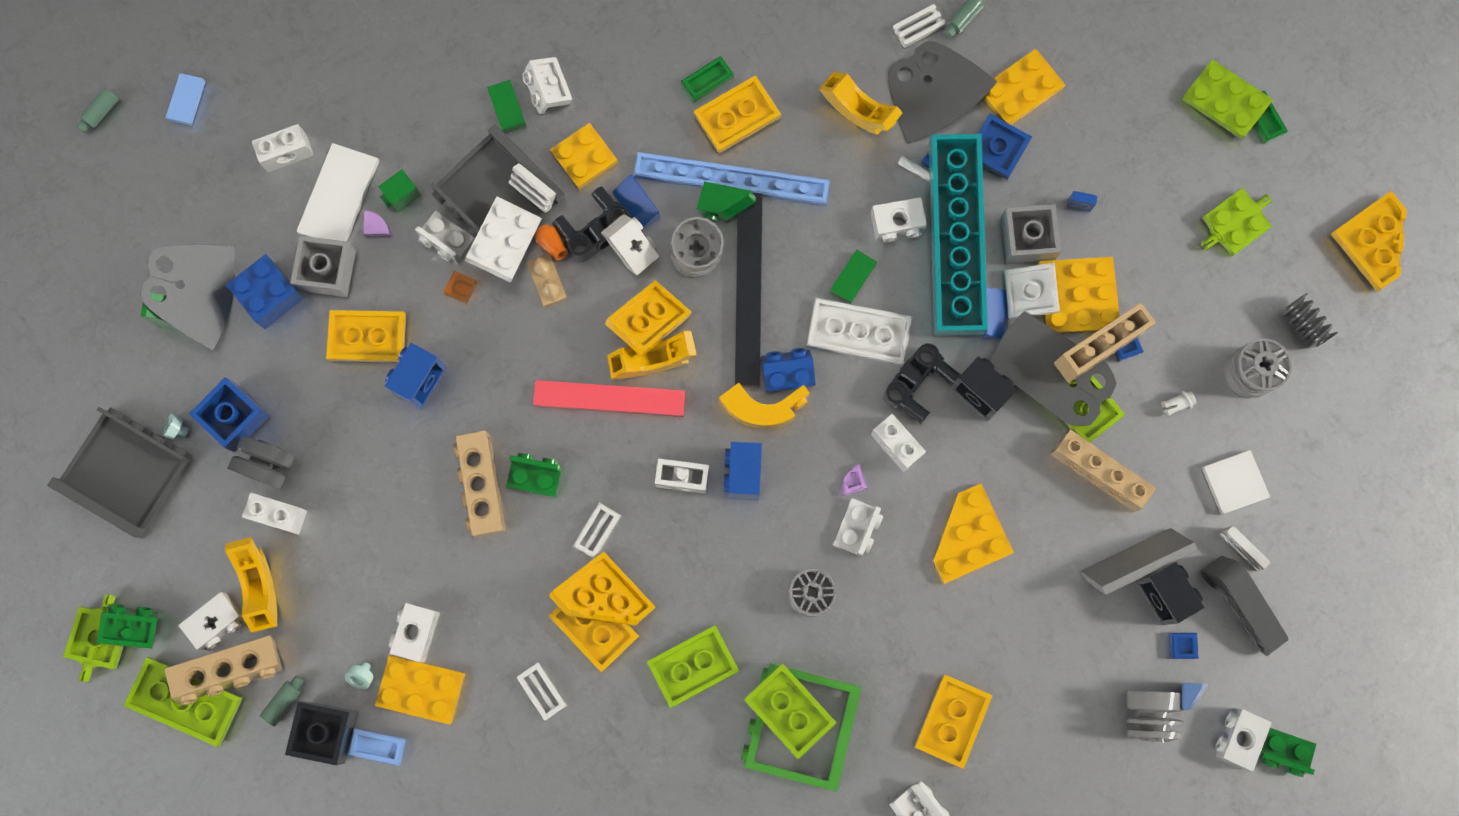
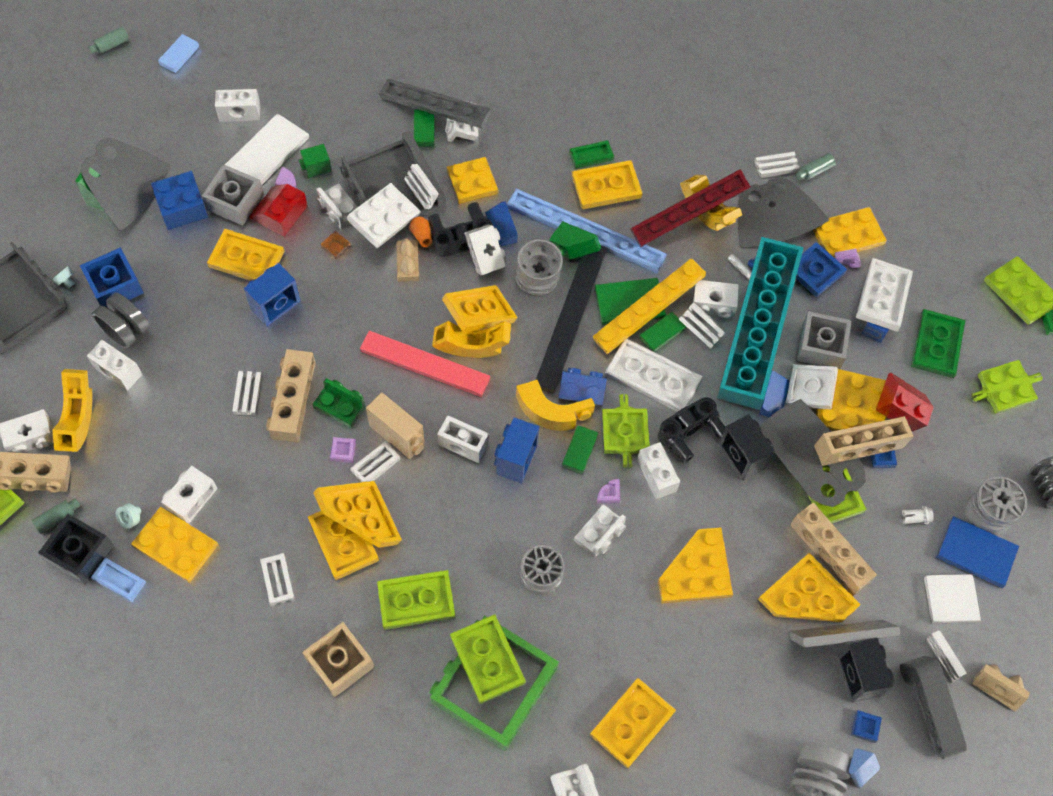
camera: 15 degrees right, 15 degrees down
(380, 264) = (280, 208): none -> red slope
(422, 506) = (248, 376): none -> white tile
(510, 74) = (435, 103): none -> dark grey tile
(557, 526) = (343, 450): none -> lavender tile
(606, 486) = (395, 425): none -> tan brick
(637, 758) = (338, 659): none -> tan brick
(807, 251) = (618, 296): none -> green tile
(807, 443) = (580, 449): none -> green tile
(831, 253) = (649, 306): none -> yellow plate
(841, 119) = (690, 208): none -> dark red plate
(849, 407) = (625, 430): none -> lime plate
(908, 273) = (696, 331): none -> white tile
(1030, 120) = (848, 257): none -> lavender tile
(1081, 155) = (884, 294): none -> white tile
(1090, 526) = (809, 594): none -> yellow plate
(1135, 280) = (902, 400): none -> red slope
(1151, 193) = (938, 343): none -> green tile
(1249, 422) = (977, 552): none -> blue tile
(1312, 564) = (1005, 690): none -> tan tile

